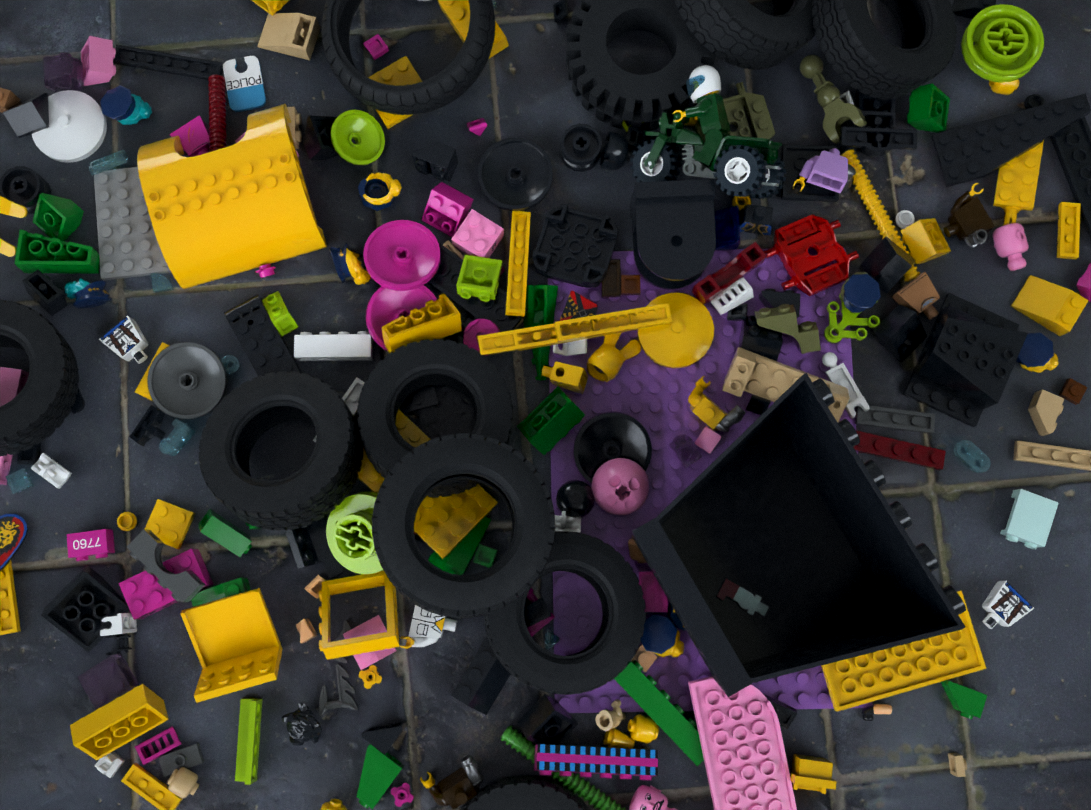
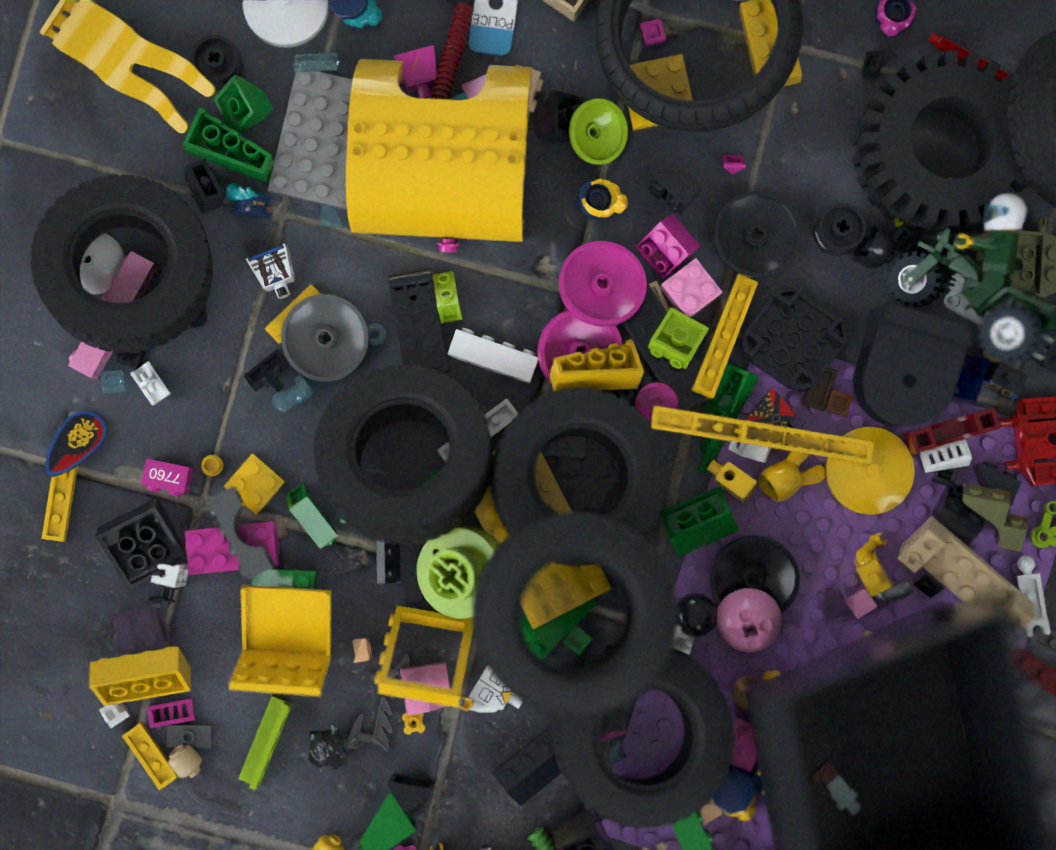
camera: 25 degrees right, 5 degrees up
(314, 586) = (388, 606): light nougat slope -> none
(348, 265) = (540, 272): piece -> none

